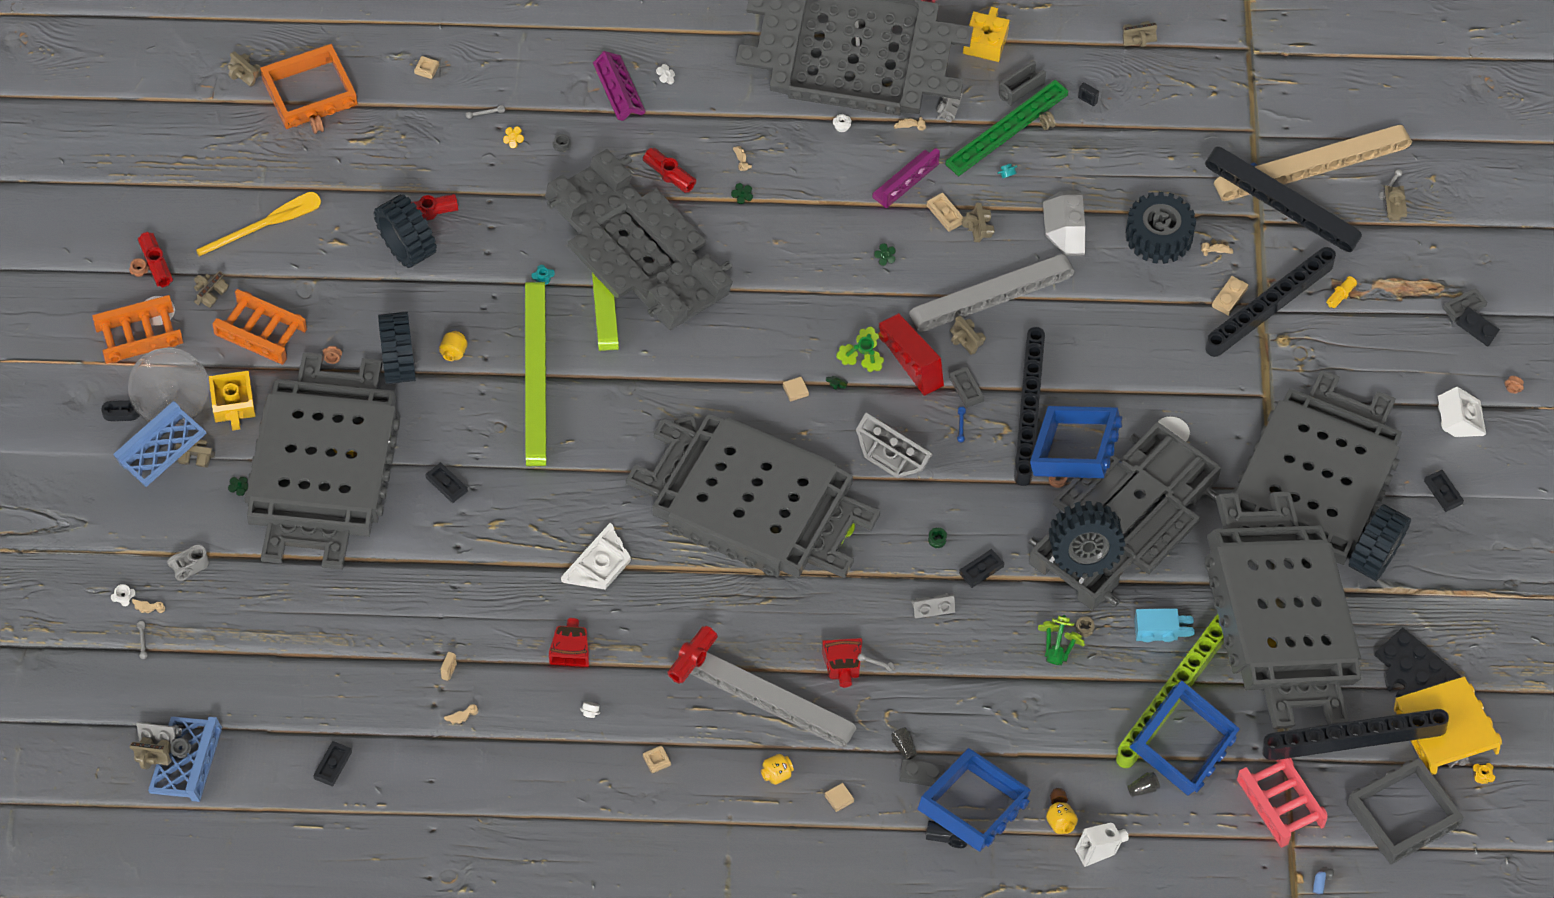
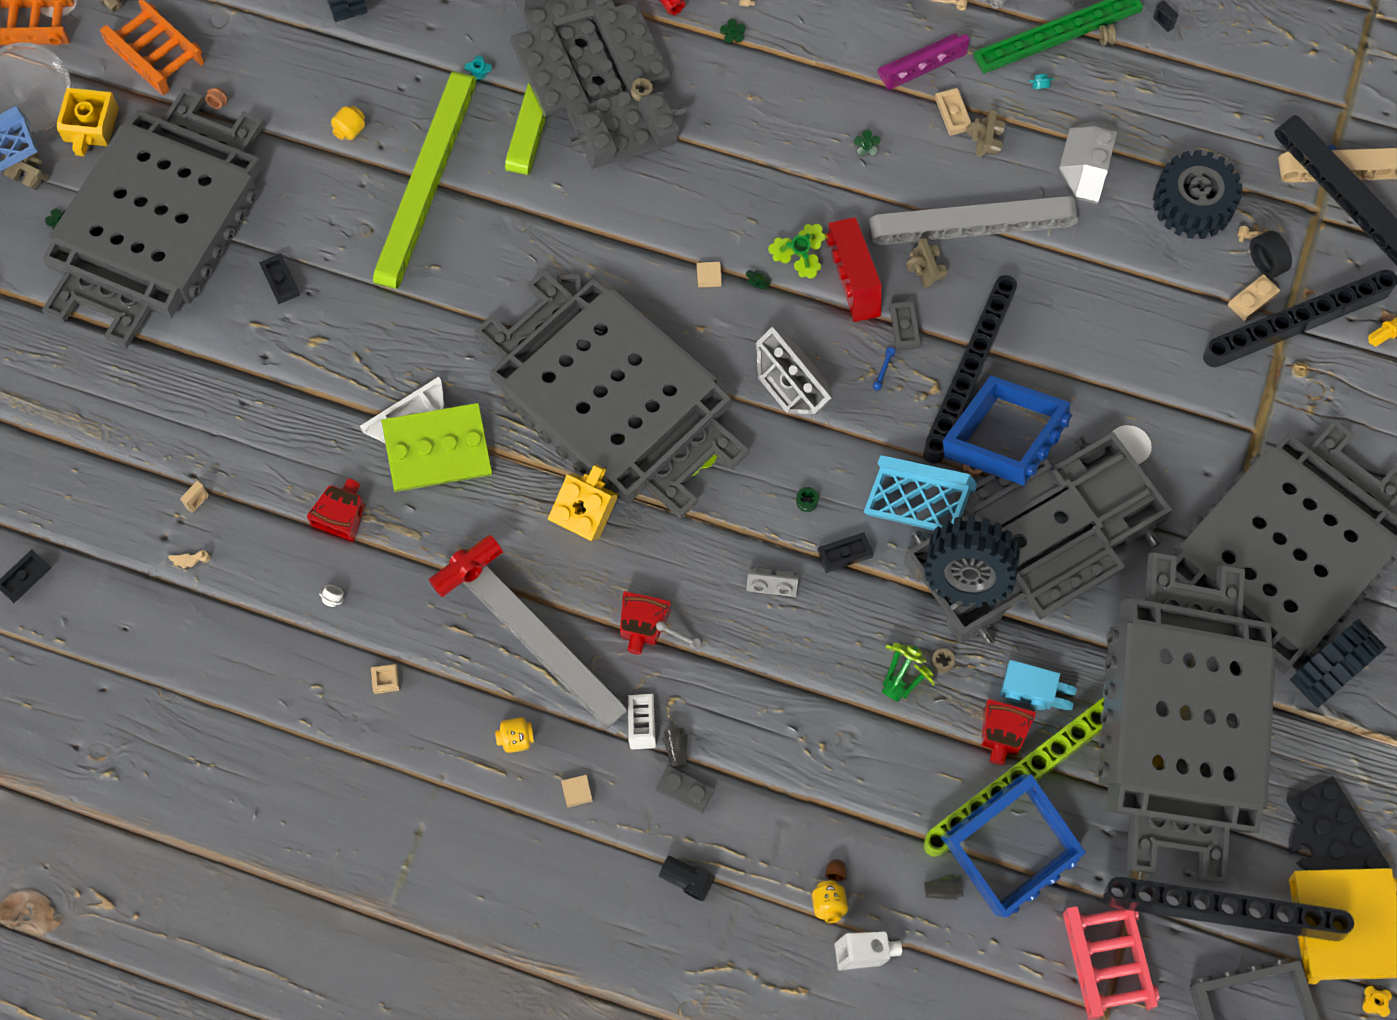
camera: 20 degrees right, 10 degrees up
(396, 347) = (276, 108): black wheel -> none
(630, 576) = (436, 447): none -> lime plate
(689, 252) = (641, 82): none -> dark tan bush
(777, 578) = (597, 501): none -> yellow hinge
(875, 745) = (641, 737): none -> white slope
(991, 774) = (766, 819): blue window -> none
(1021, 492) = (923, 474): none -> medium azure fence
(1149, 661) = (1004, 729): none -> red torso
(1232, 258) = (1270, 254): none -> black tyre

